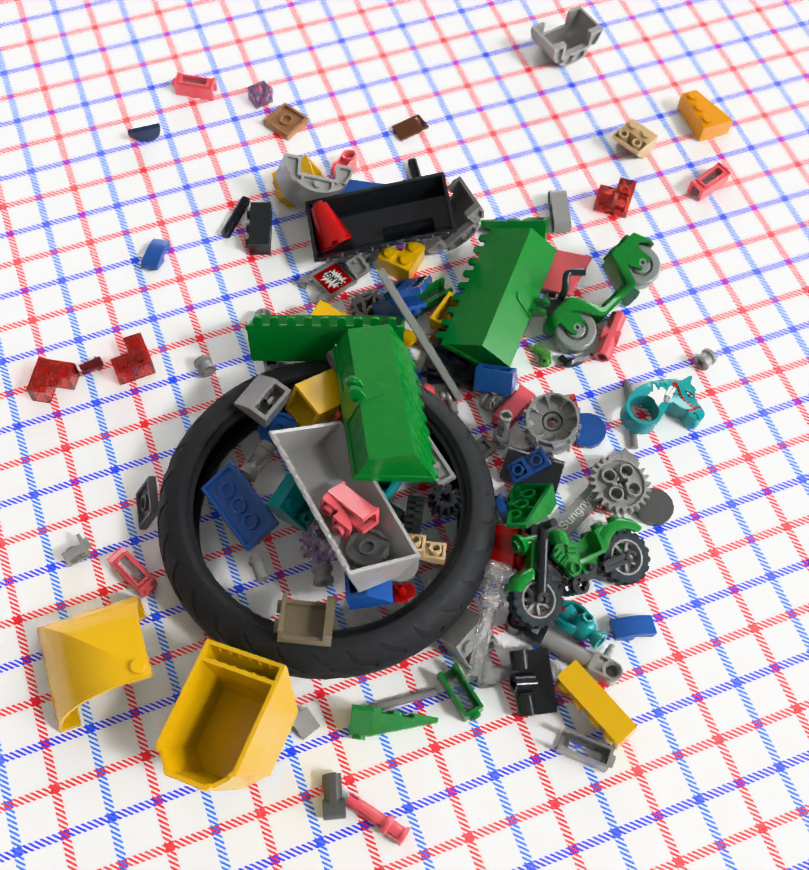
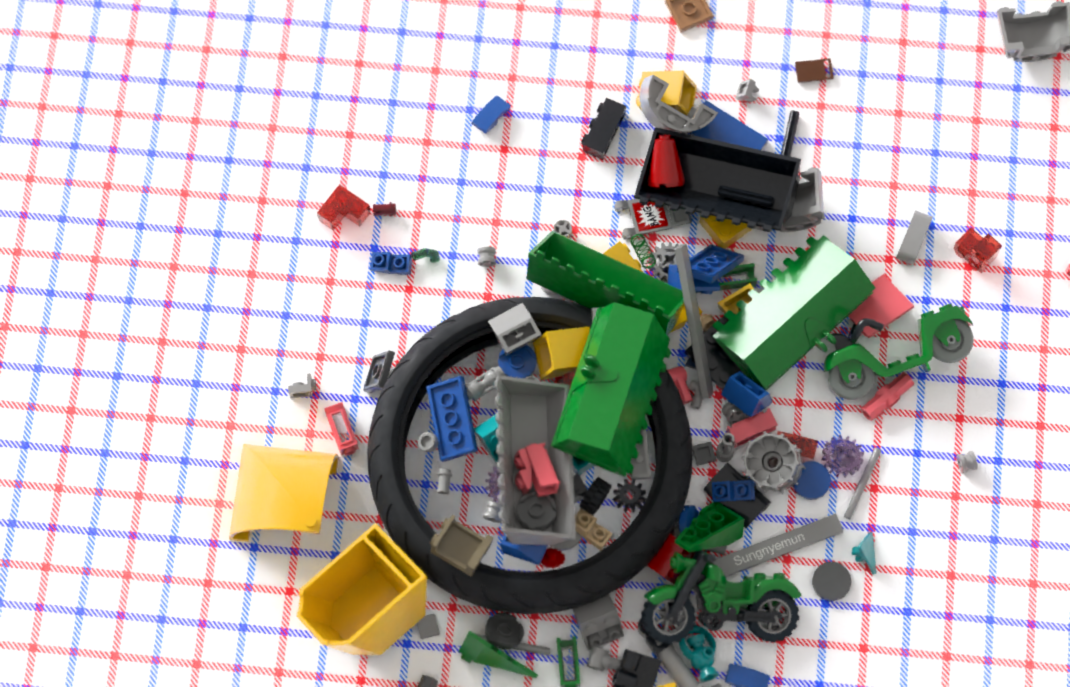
camera: 30 degrees right, 10 degrees up
(115, 409) = (391, 263): none -> blue slope
(135, 363) = (425, 226): clear red brick -> none
(145, 386) = (426, 252): none -> clear green arm
(225, 538) = (428, 442): none -> light grey tile
(235, 217) = (586, 103): black axle -> none
(346, 158) = (721, 91): coral piece -> none
(347, 308) = (638, 255): none -> green piece
(365, 158) = (746, 89): none -> light grey tile
(383, 691) = (504, 631): none -> dark grey tile
(491, 601) = (644, 580): clear piece -> none
(538, 224) = (866, 243): green wedge -> none
(544, 355) = (813, 386): bright green arm -> none
(569, 363) = (838, 406): black bar -> none
(602, 398) = (849, 461): none -> clear purple gear
(619, 484) = (825, 550): light grey gear -> none
(636, 138) = (1039, 188): tan slope -> none
(663, 396) = (898, 479): teal animal -> none
(666, 470) = (866, 552): none -> teal piece

